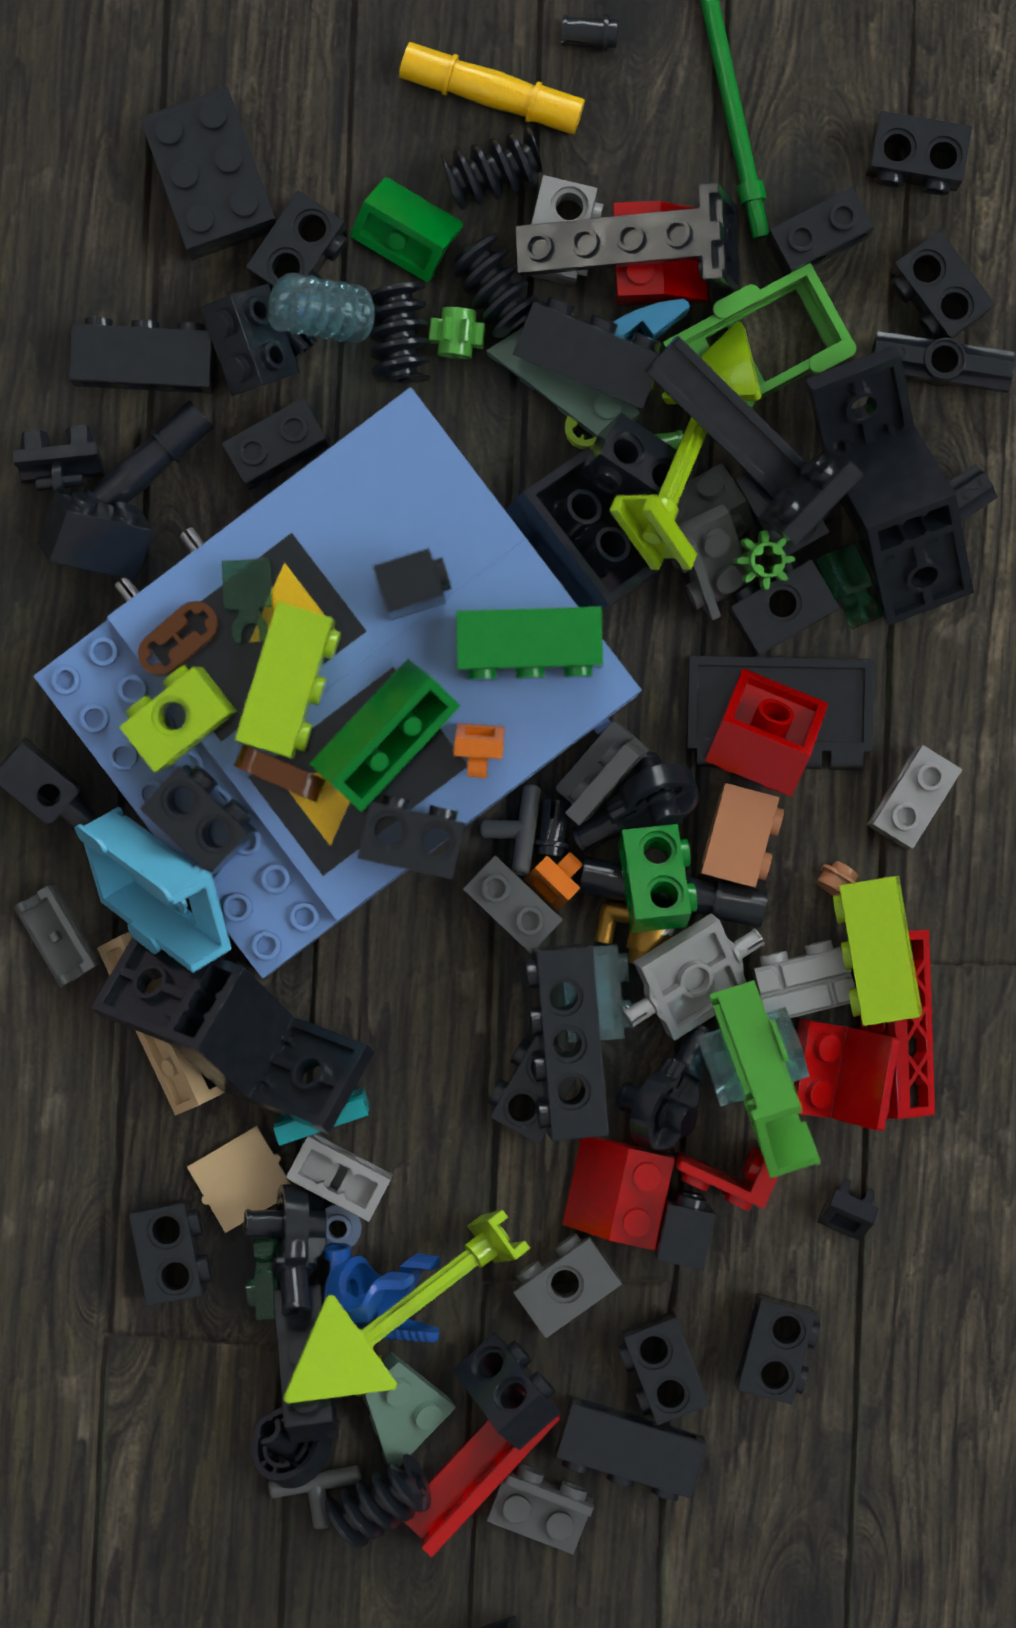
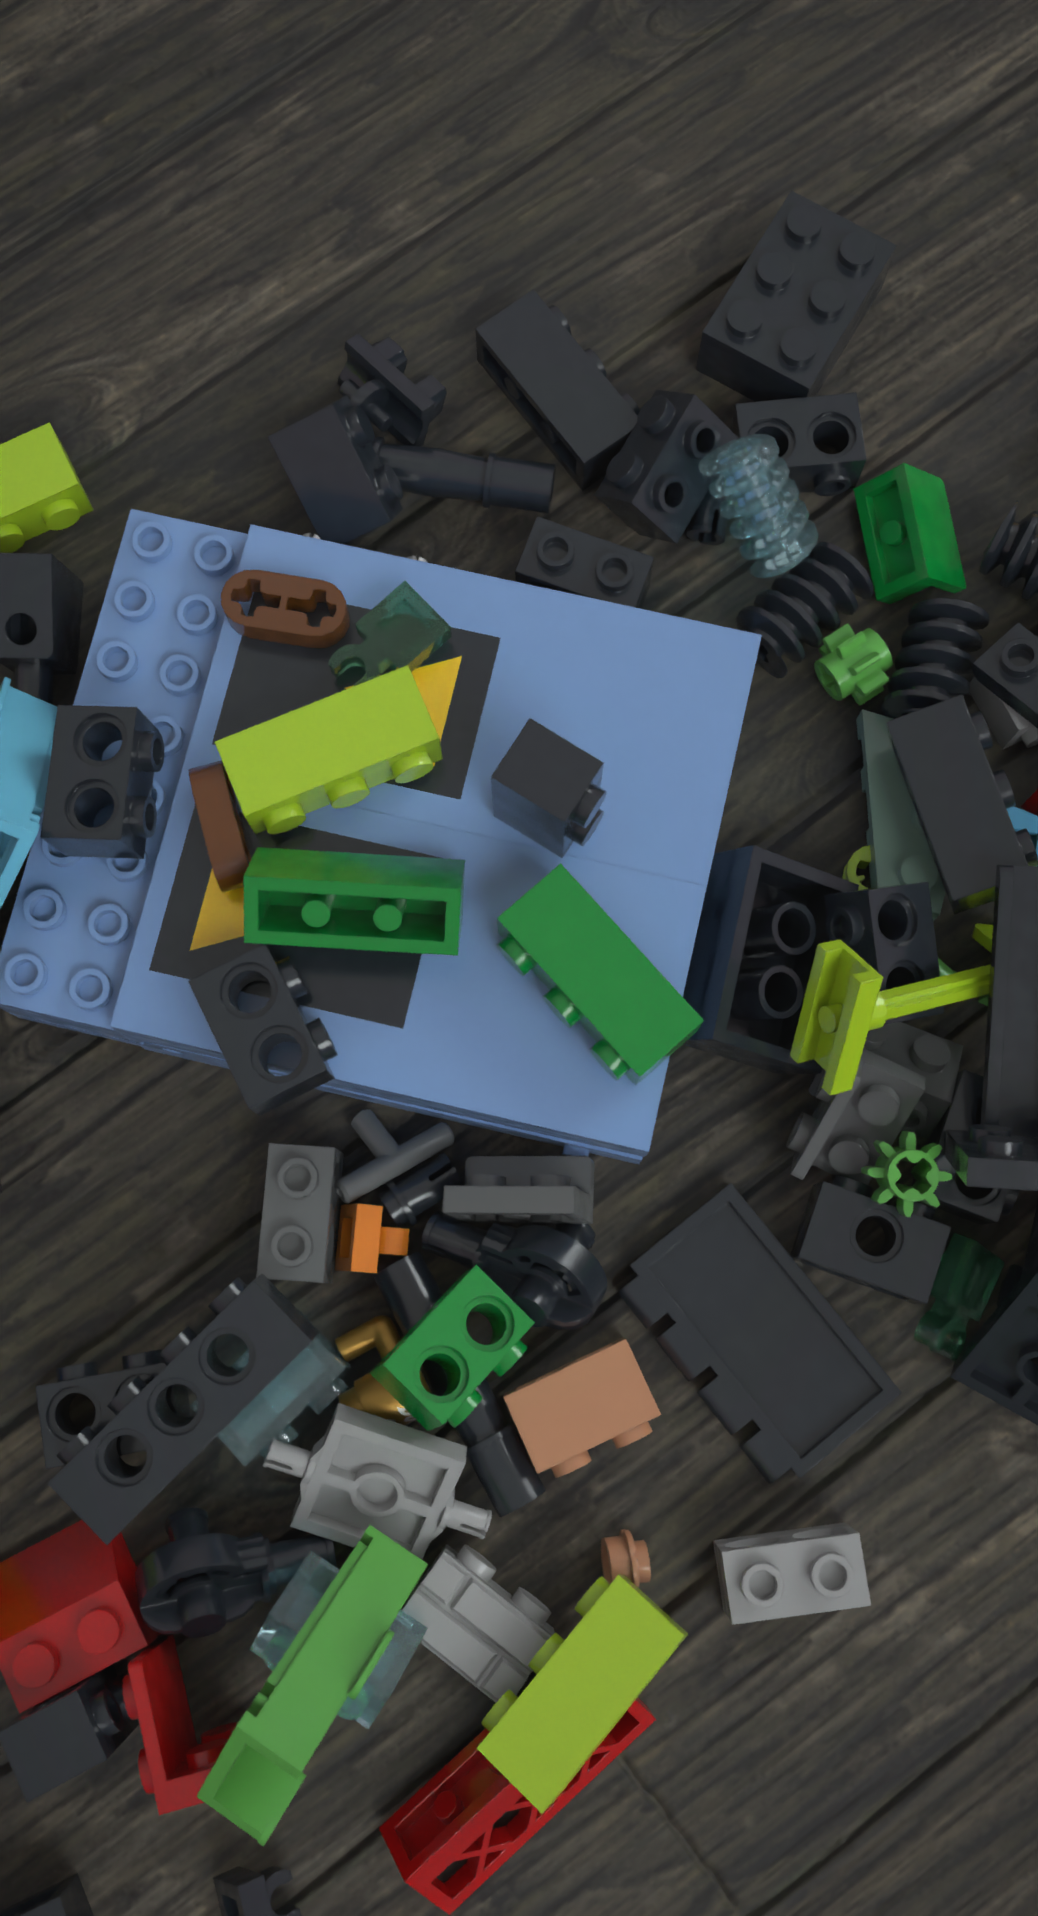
camera: 55 degrees right, 10 degrees down
(205, 712) = (223, 694): lime brick -> none
(478, 744) = (432, 1017): orange tile -> none
(767, 732) = (720, 1340): red slope -> none
(847, 1072) = (410, 1773): red bracket -> none

